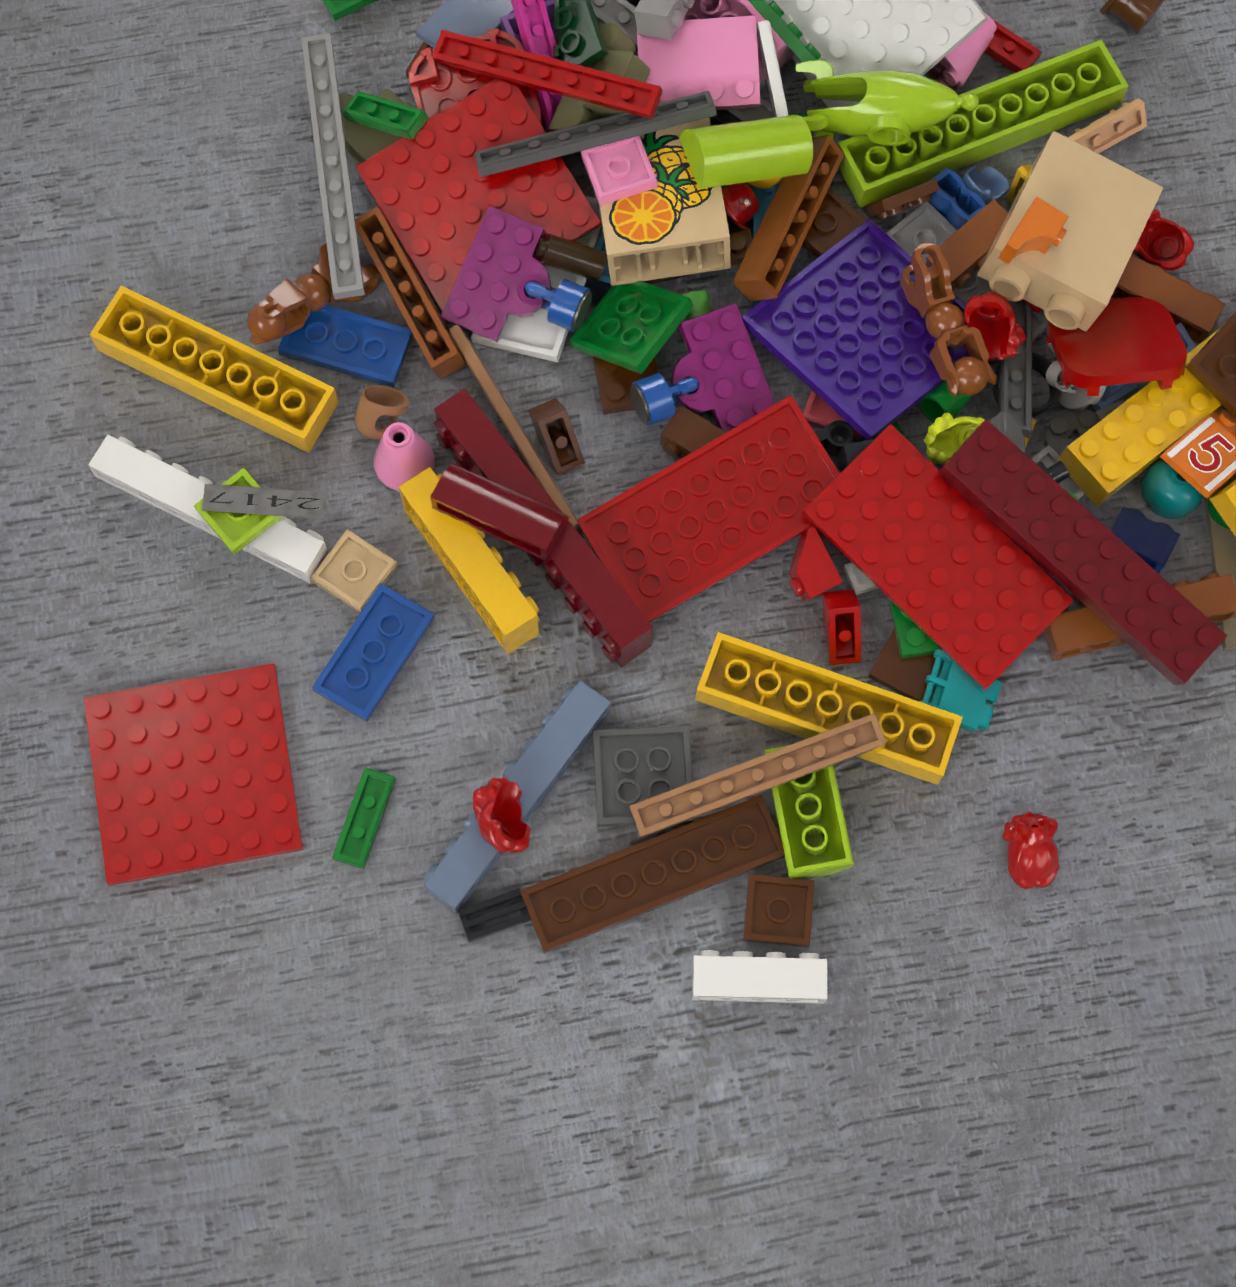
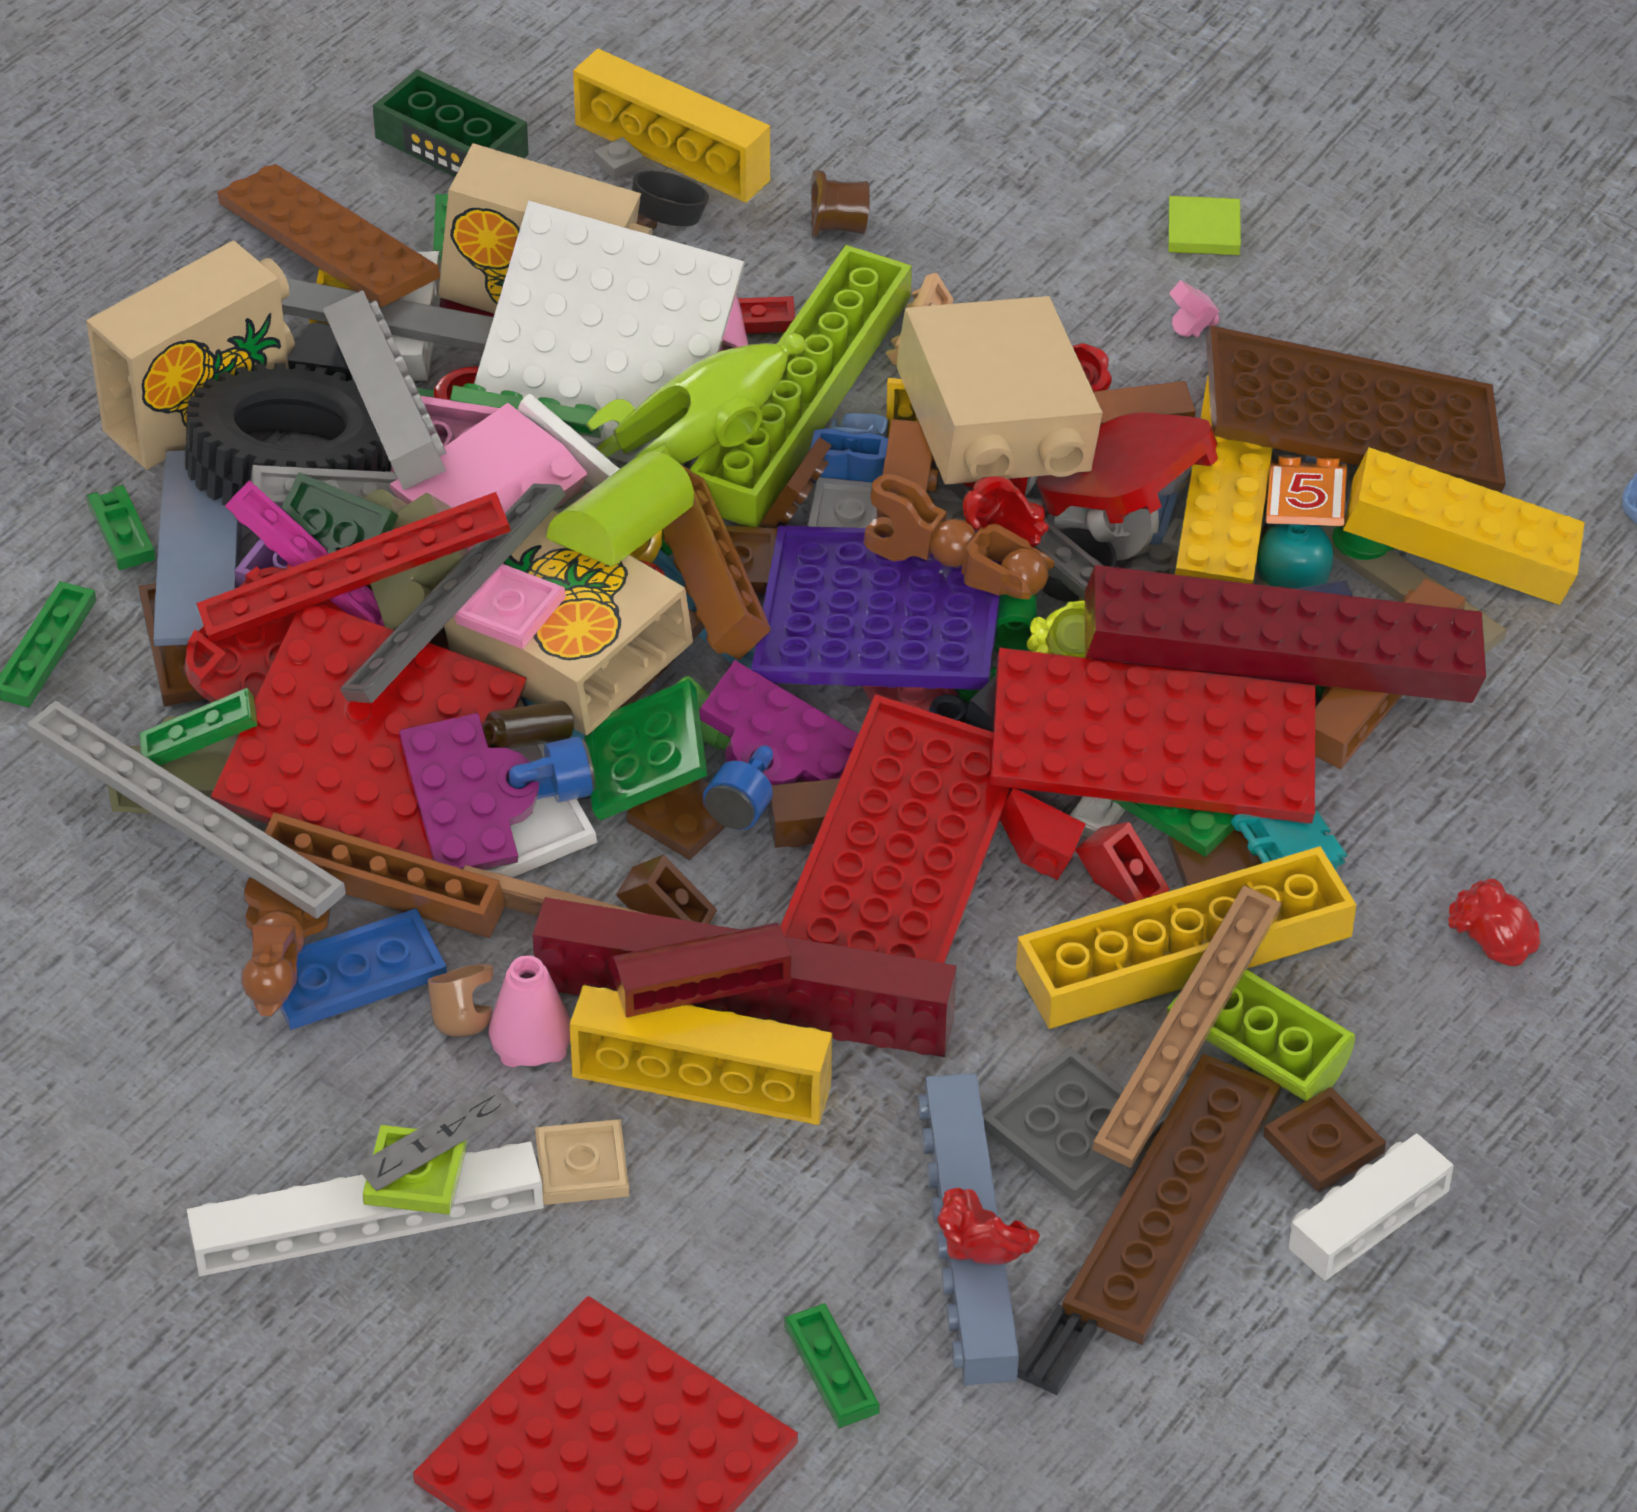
camera: 40 degrees left, 25 degrees down
(215, 369) = (240, 1077): yellow brick -> none
(373, 652) = (683, 1213): blue plate -> none
(1036, 231) = (980, 384): orange arch -> none

